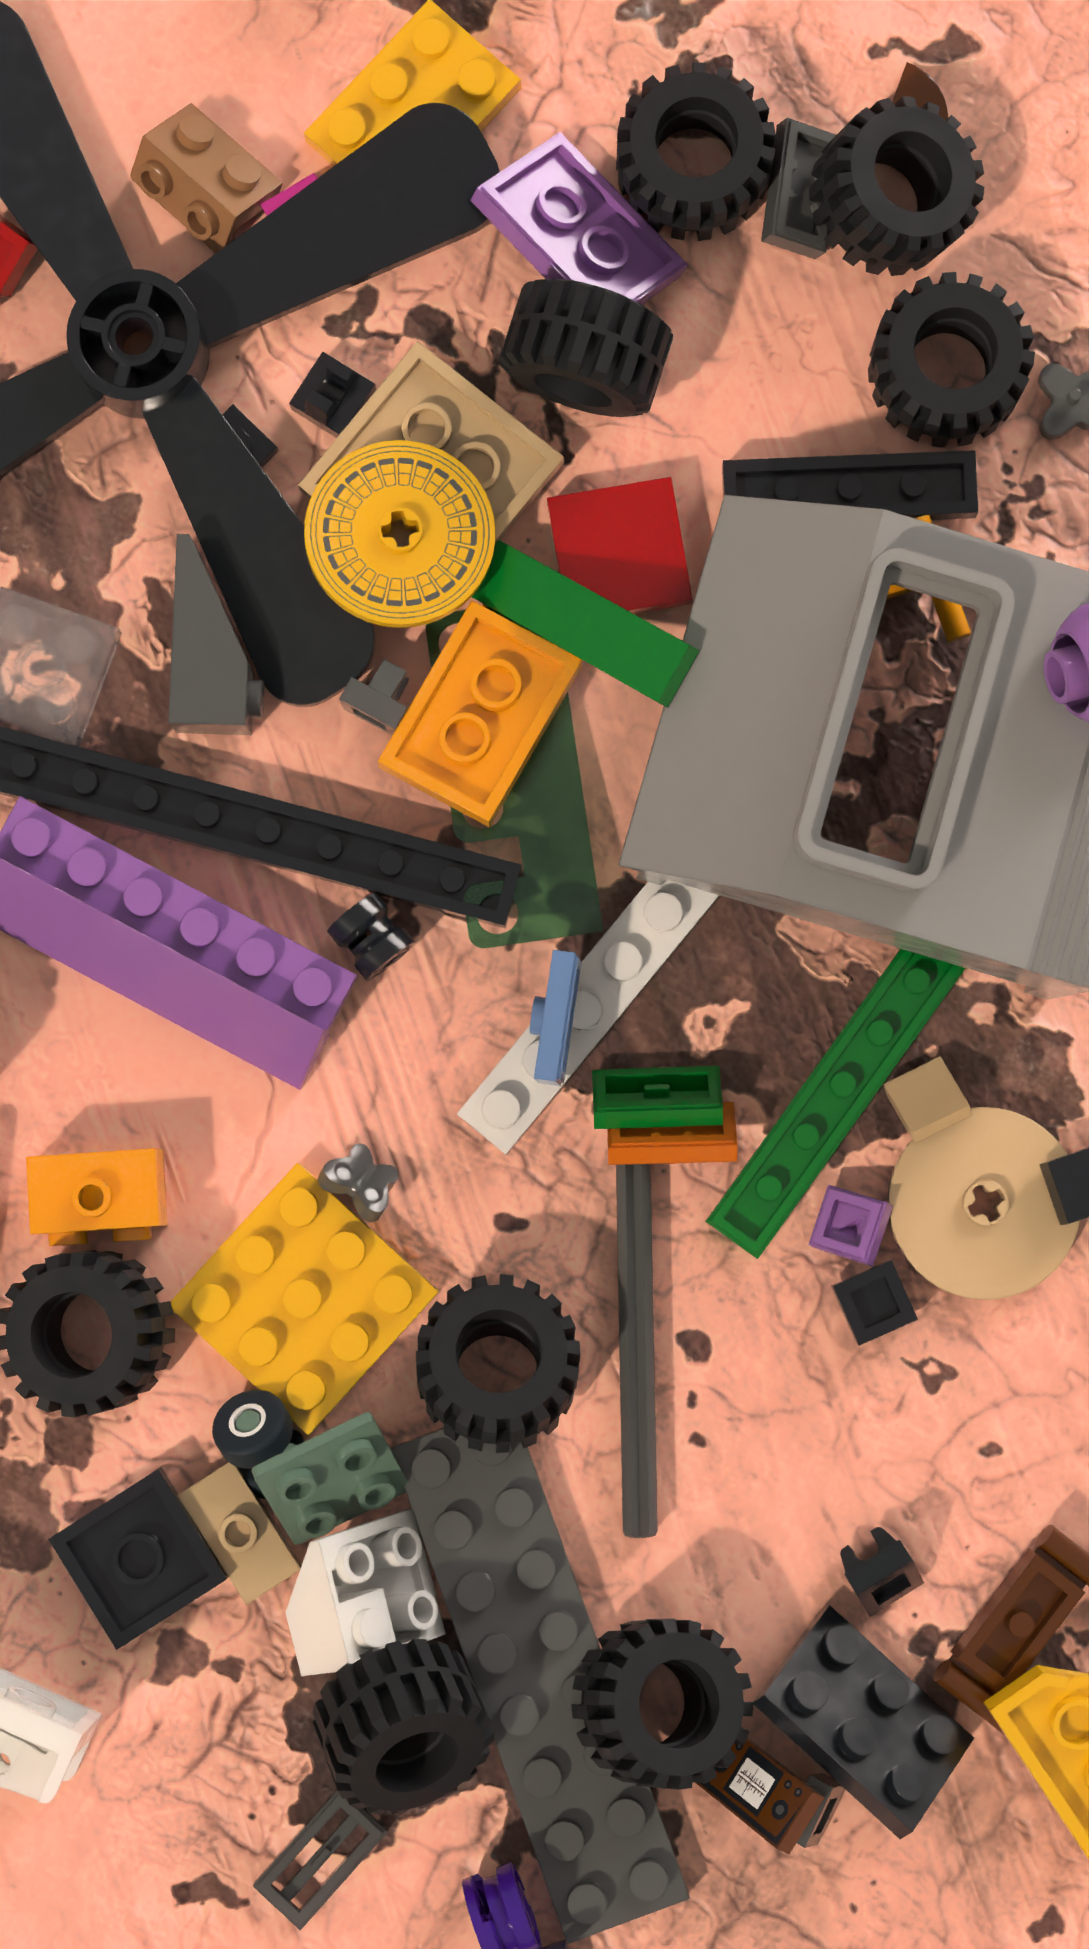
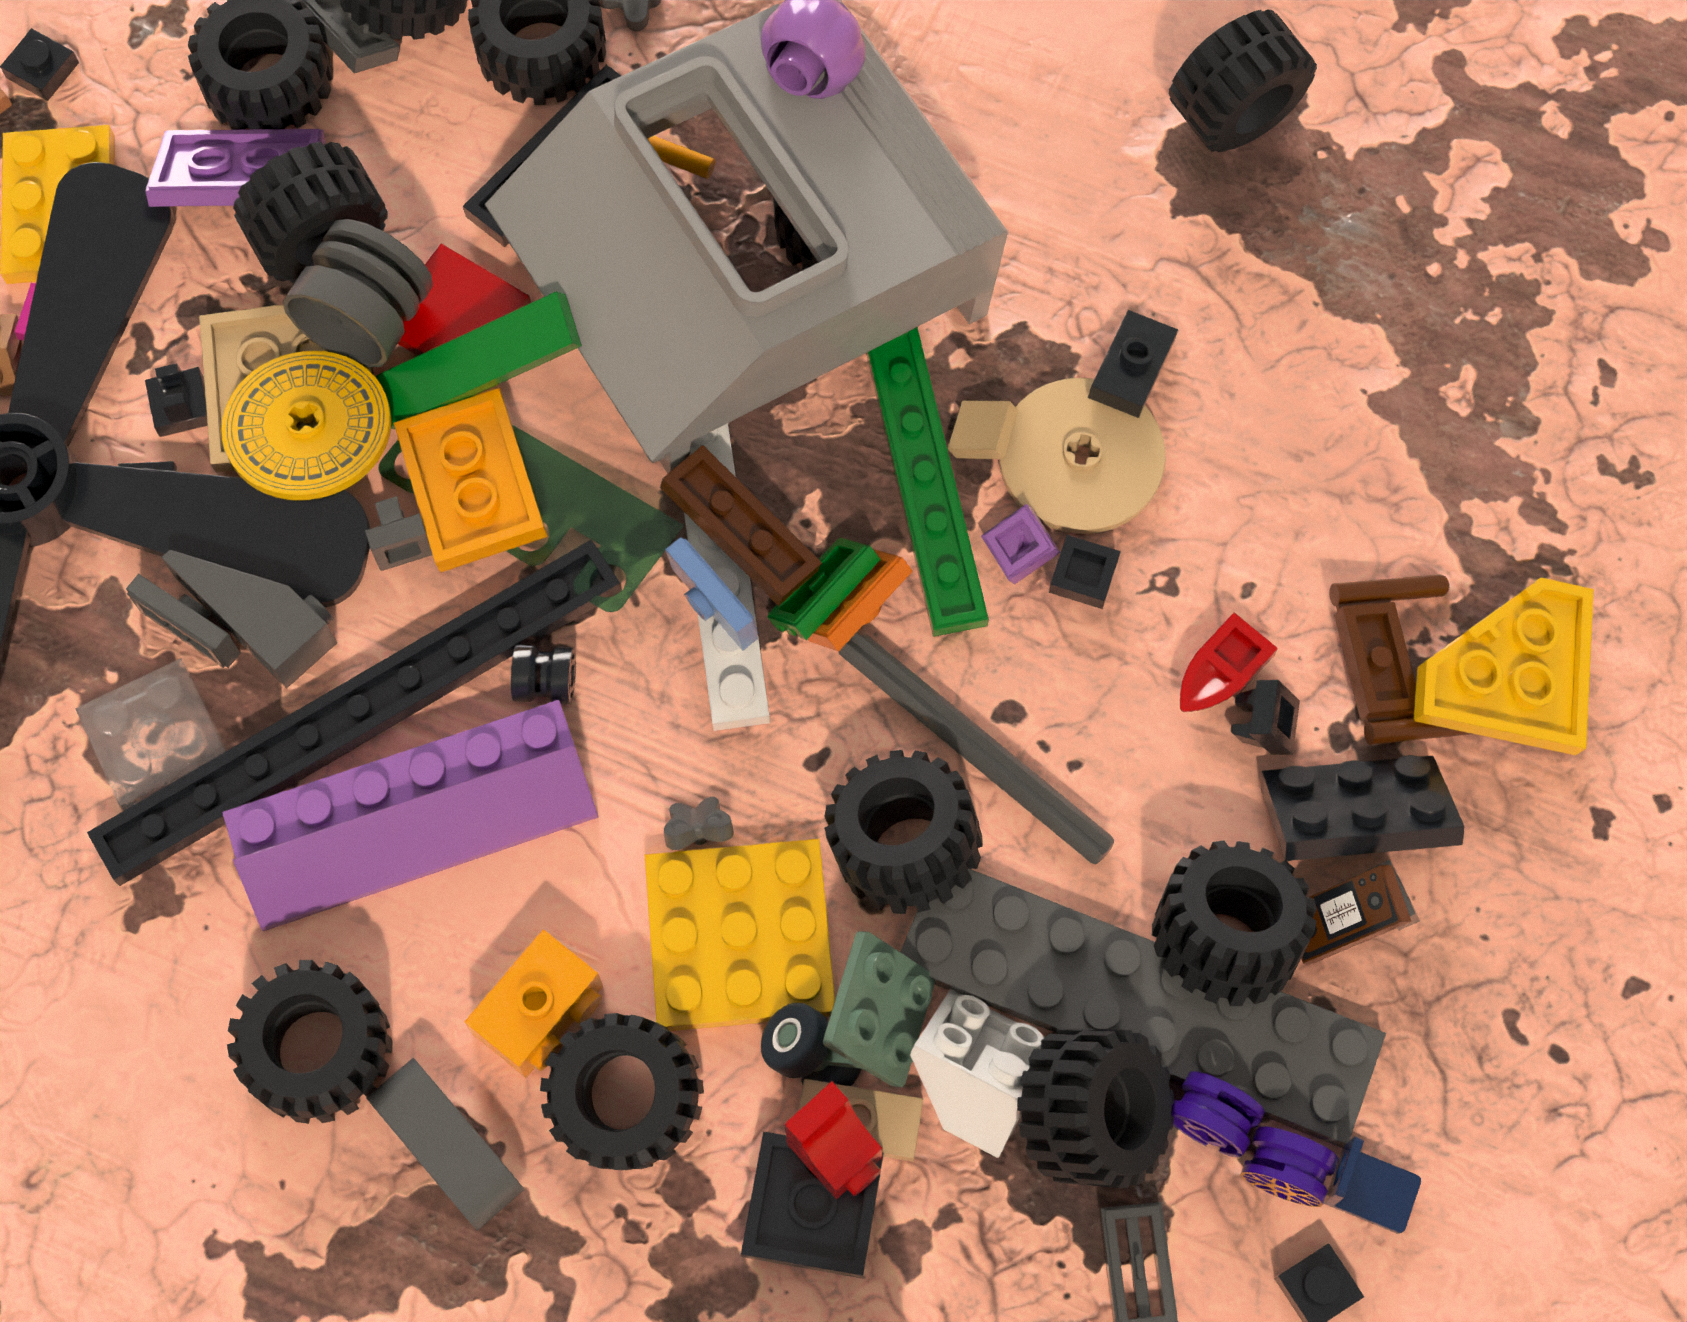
camera: 55 degrees left, 15 degrees down
(150, 598) = (184, 619): none -> dark grey plate
(185, 1545) = (834, 1143): none -> red arch
(486, 1831) = (1216, 1113): none -> dark purple wheel
(544, 469) = (358, 292): none -> dark grey wheel
(641, 983) = (740, 525): none -> reddish brown plate
(893, 1495) = (1224, 665): none -> red plate

